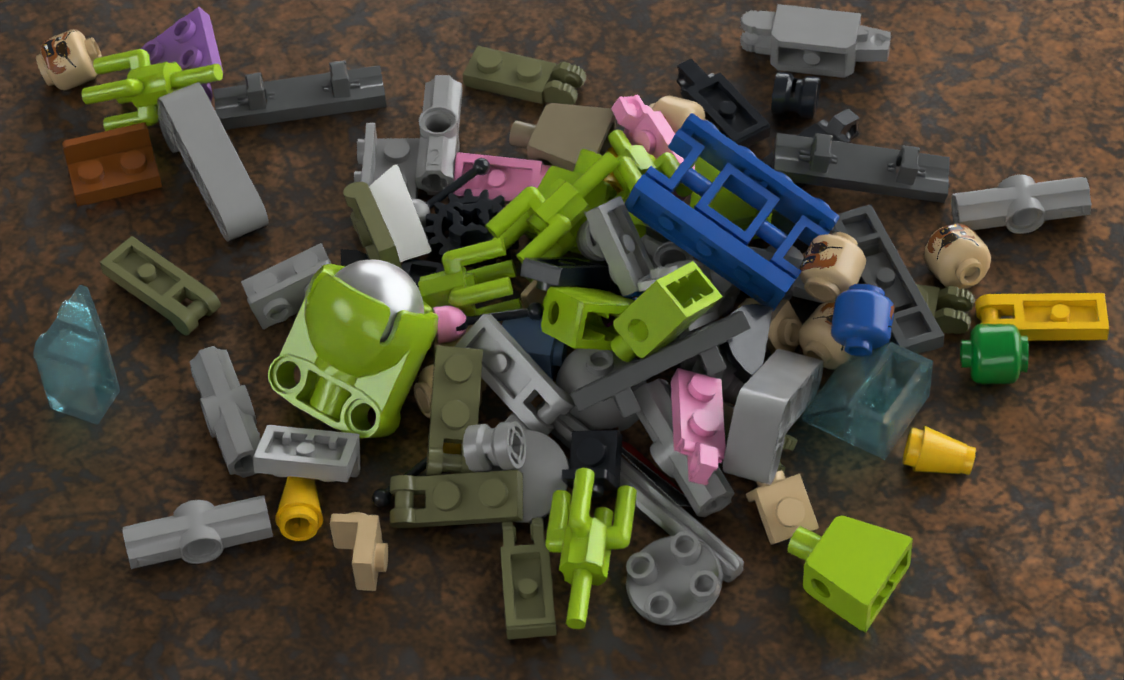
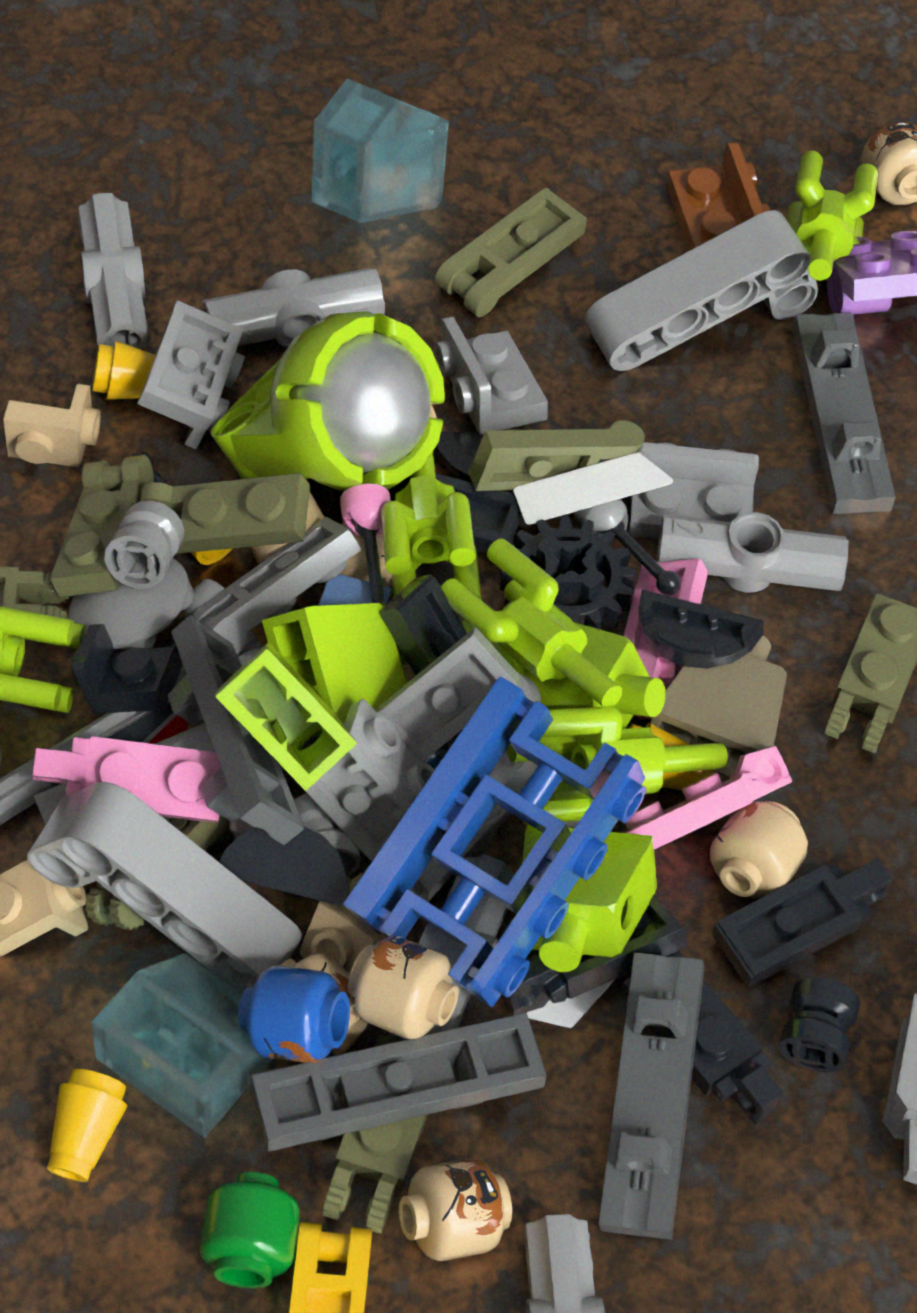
camera: 85 degrees right, 5 degrees up
(527, 147) = (695, 632): none -> black tile

